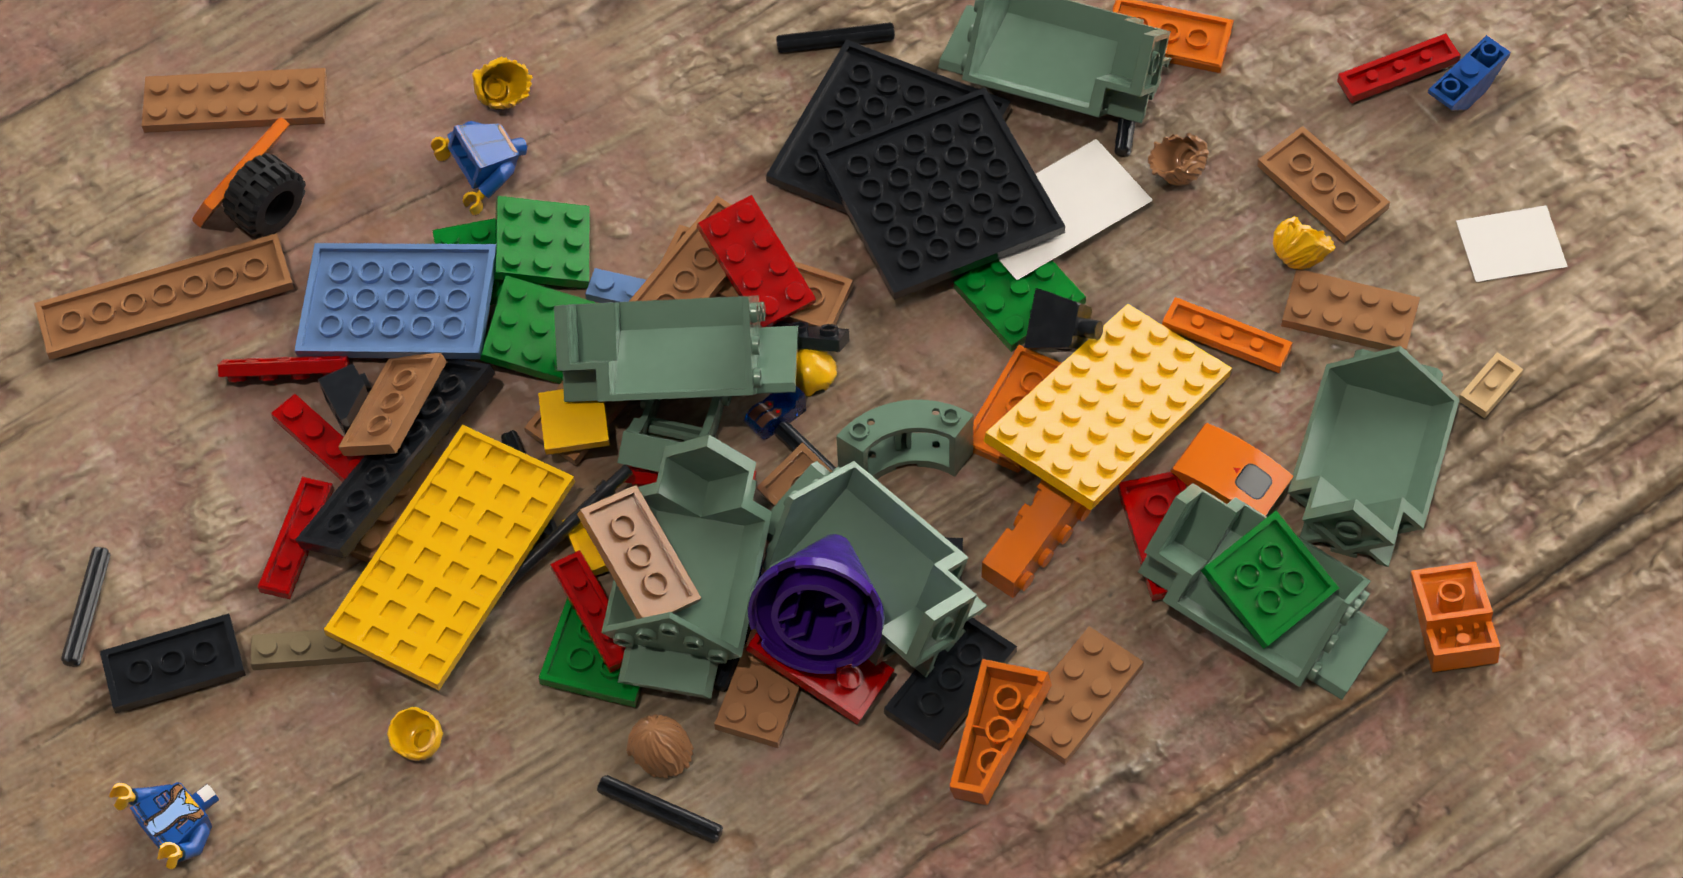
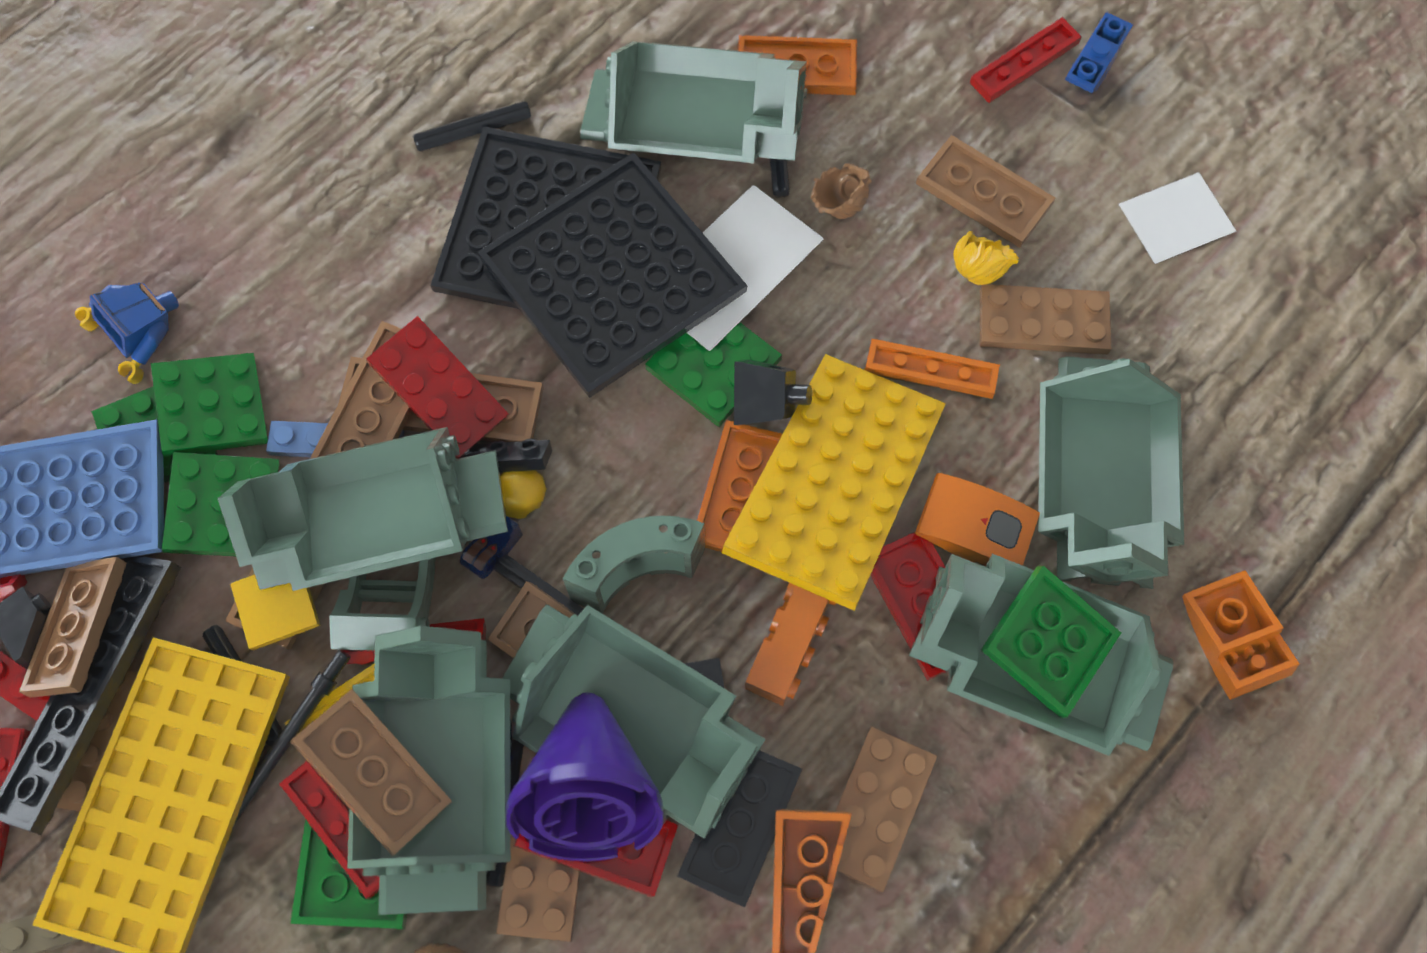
camera: 15 degrees left, 10 degrees up
(502, 83) = (136, 237): yellow hair -> none
(1490, 385) = (1203, 371): tan plate -> none

